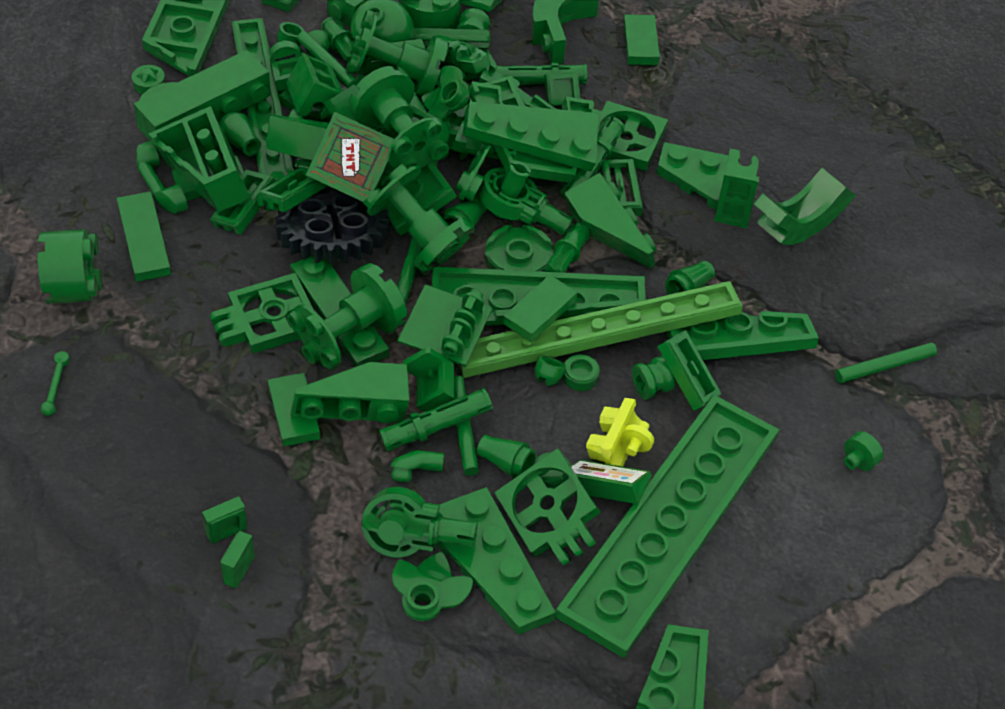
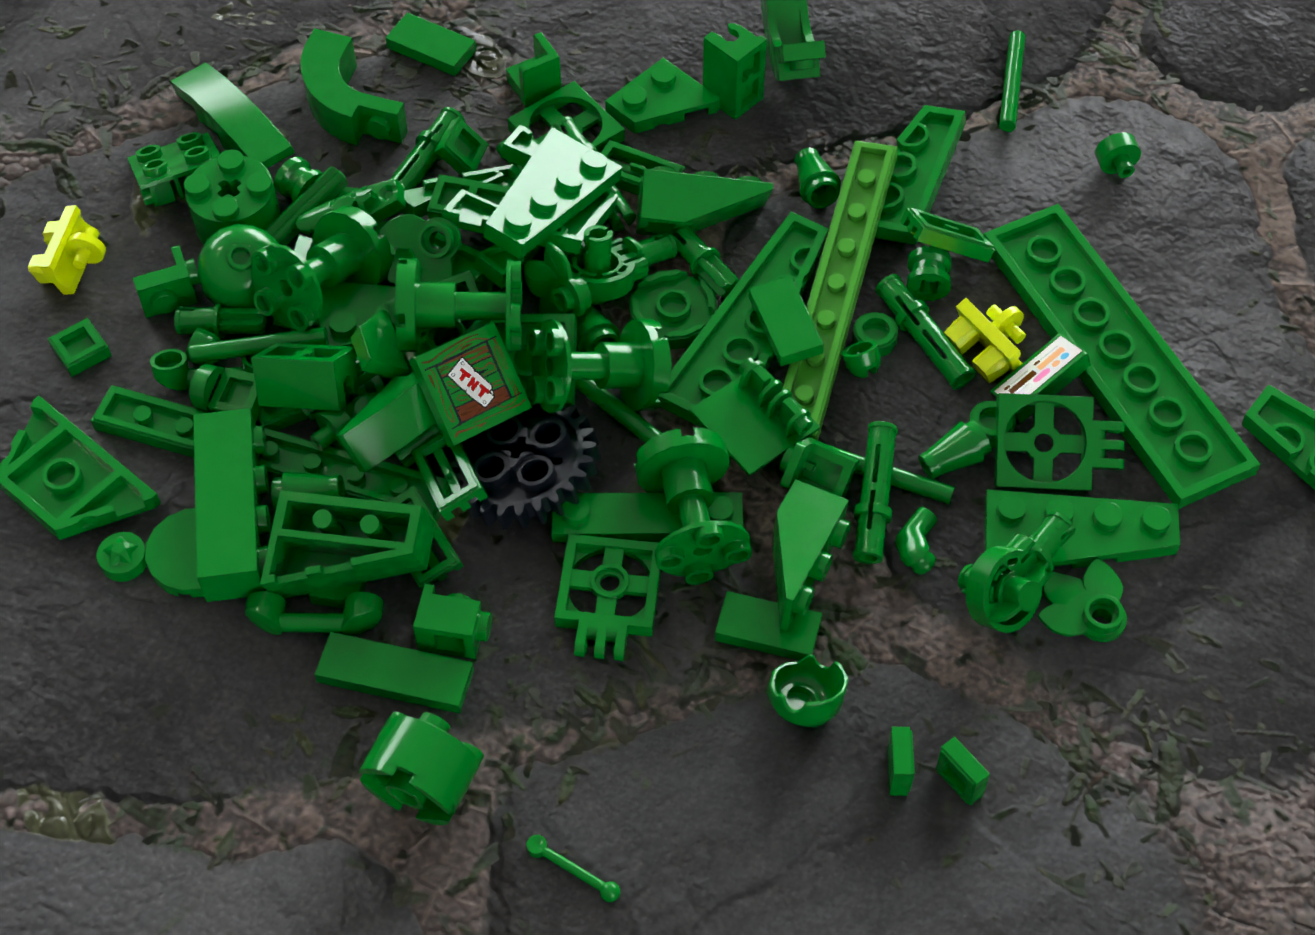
camera: 55 degrees left, 5 degrees up
(189, 241) = (450, 624): none -> green brick
(247, 444) = (807, 691): none -> green hair
(608, 386) = (895, 295): none -> green pin
(654, 98) = (536, 76): none -> green panel

